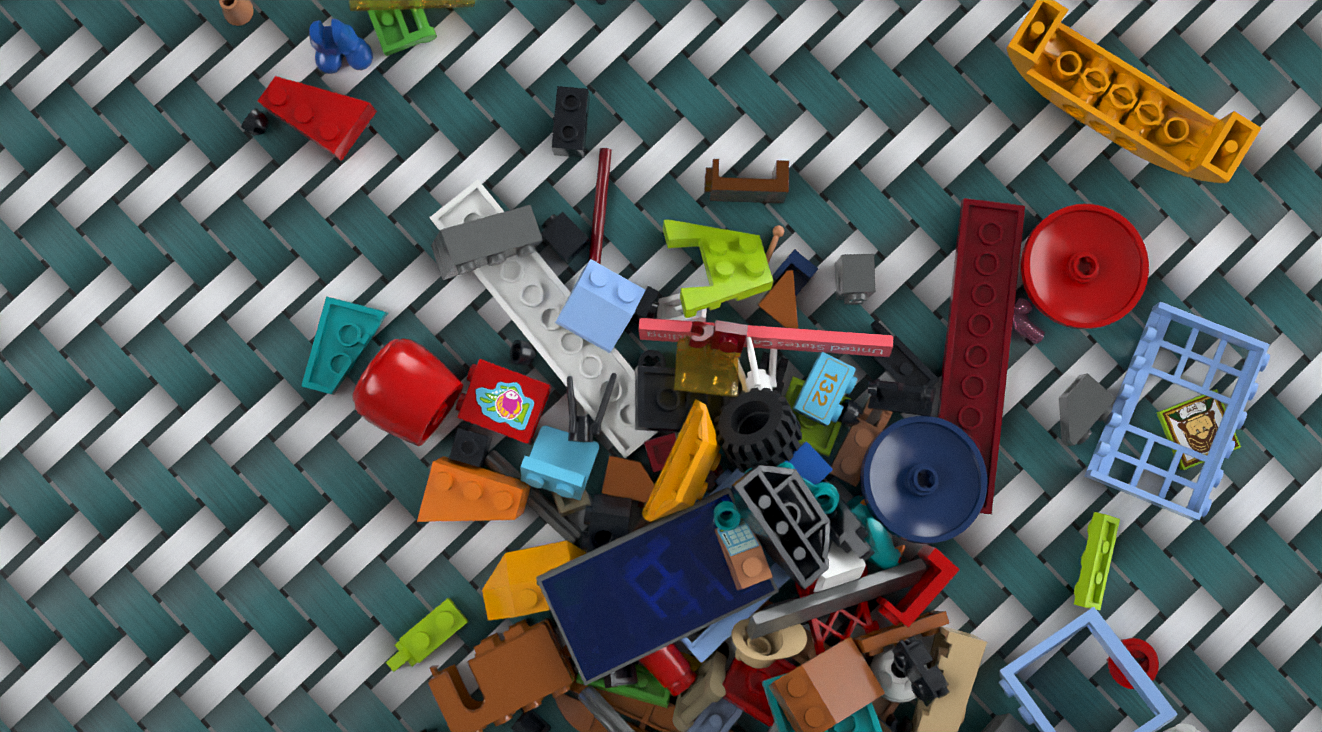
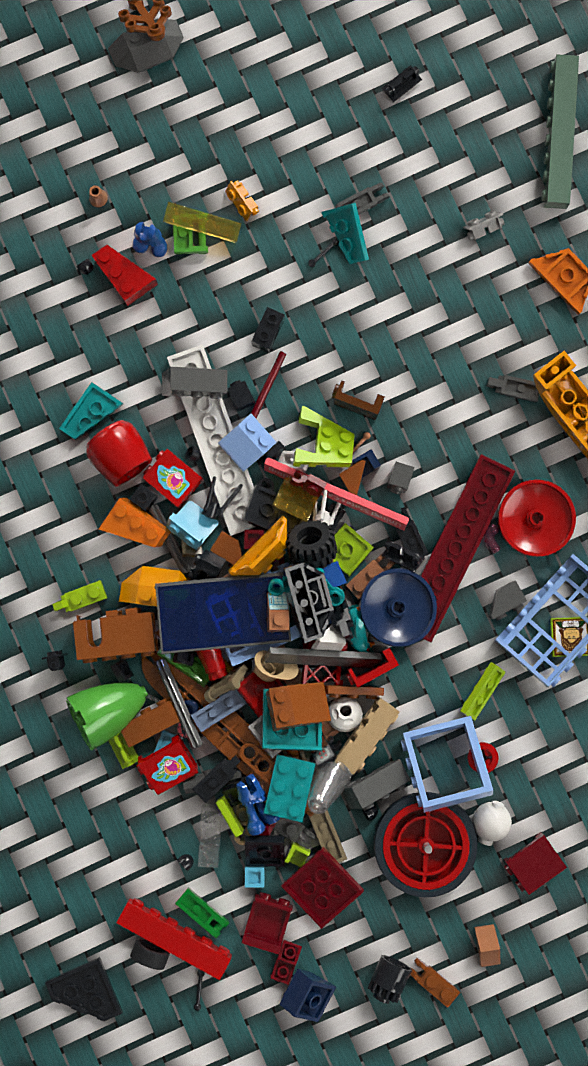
camera: 20 degrees right, 0 degrees up
(824, 389) = (359, 536): medium azure brick -> none
(850, 413) = (369, 554): black hinge -> none
(926, 684) = (353, 706): black hinge -> none
(978, 79) = (514, 387): none -> dark grey hinge

